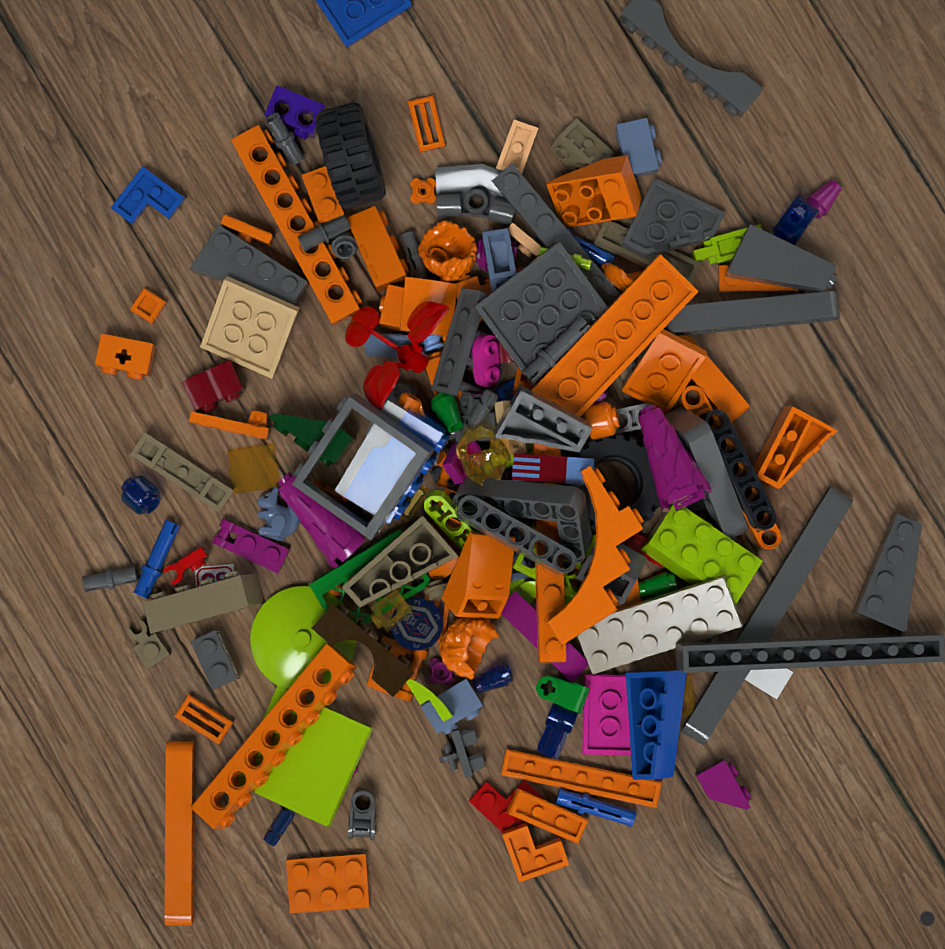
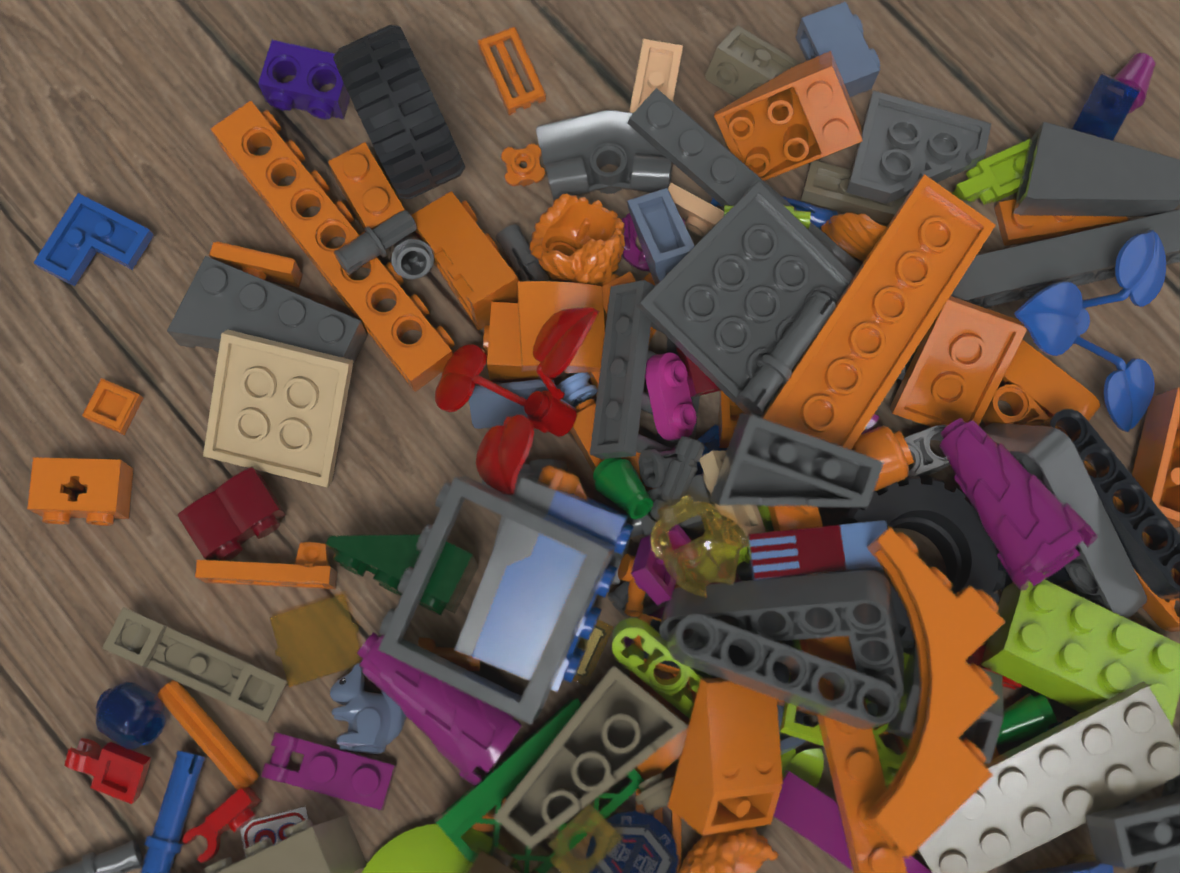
camera: 10 degrees left, 10 degrees down
(128, 524) = (115, 769): none -> red plate
(183, 513) = (207, 735): none -> orange axle
(284, 138) = (294, 116): dark grey pin -> none
(723, 351) = (1059, 317): none -> blue plant

